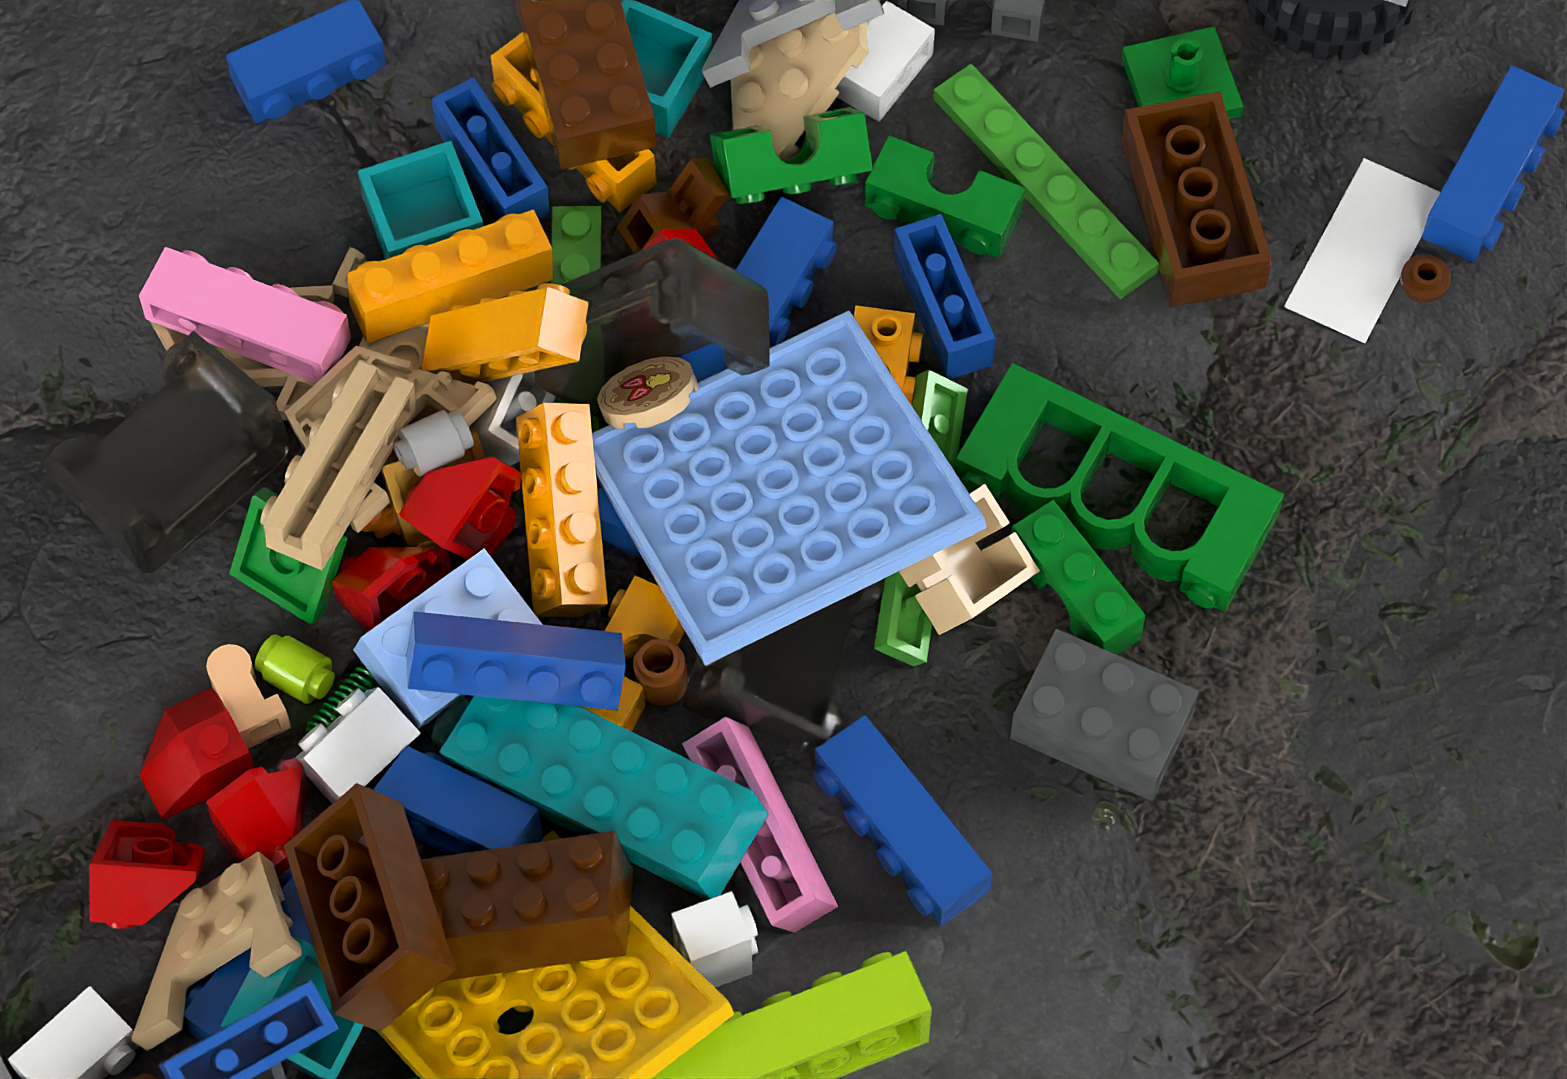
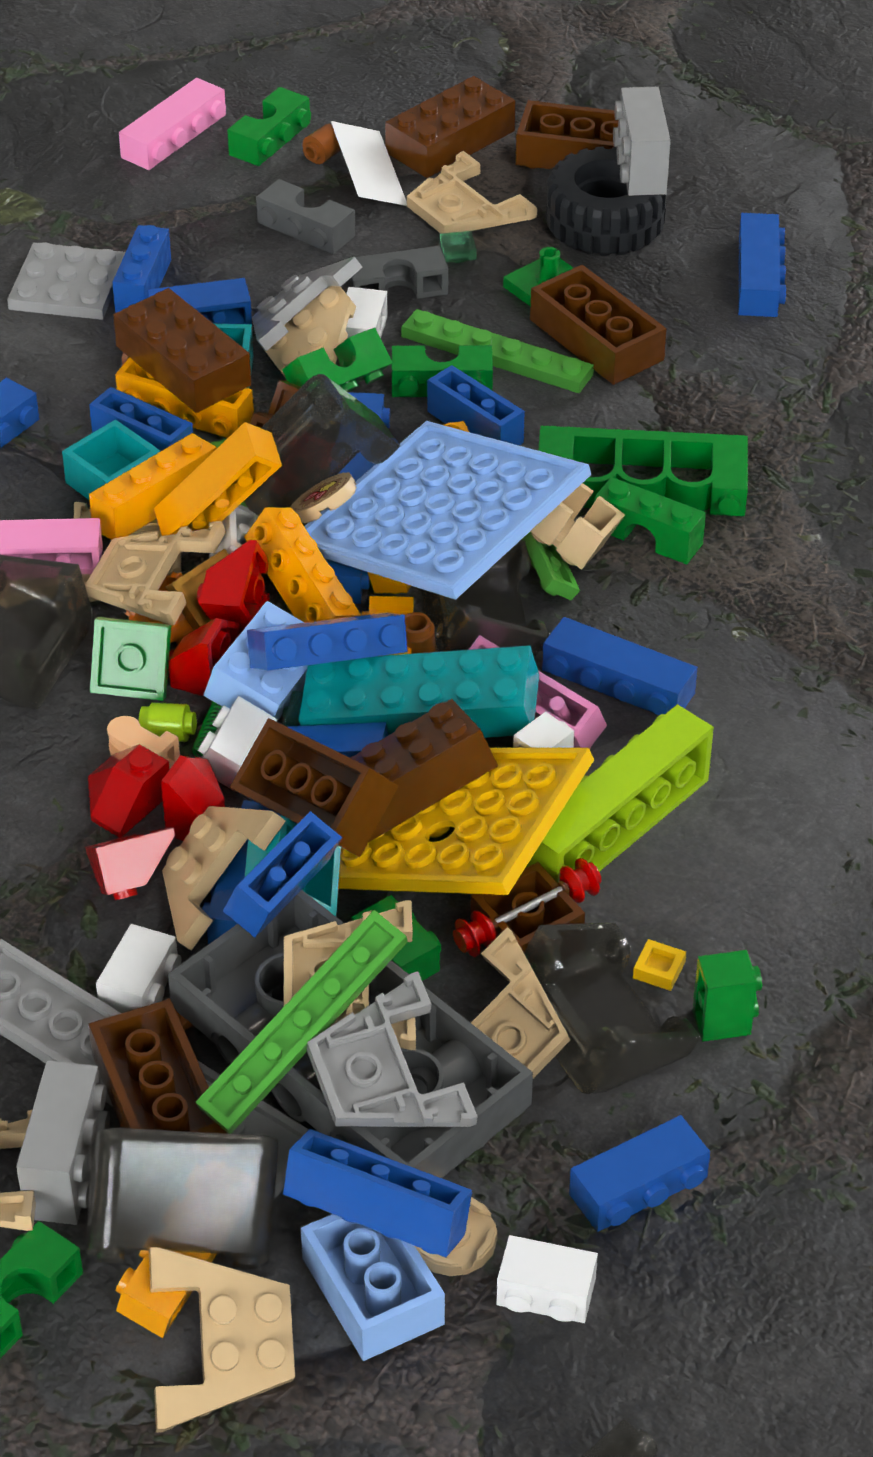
camera: 25 degrees left, 20 degrees down
(338, 466) = (147, 582): tan brick -> none
(433, 442) = (202, 552): light grey brick -> none
(1104, 714) = (710, 576): dark grey brick -> none
(1363, 251) = (709, 329): white sticker -> none
(1425, 290) = (755, 328): reddish brown plate -> none

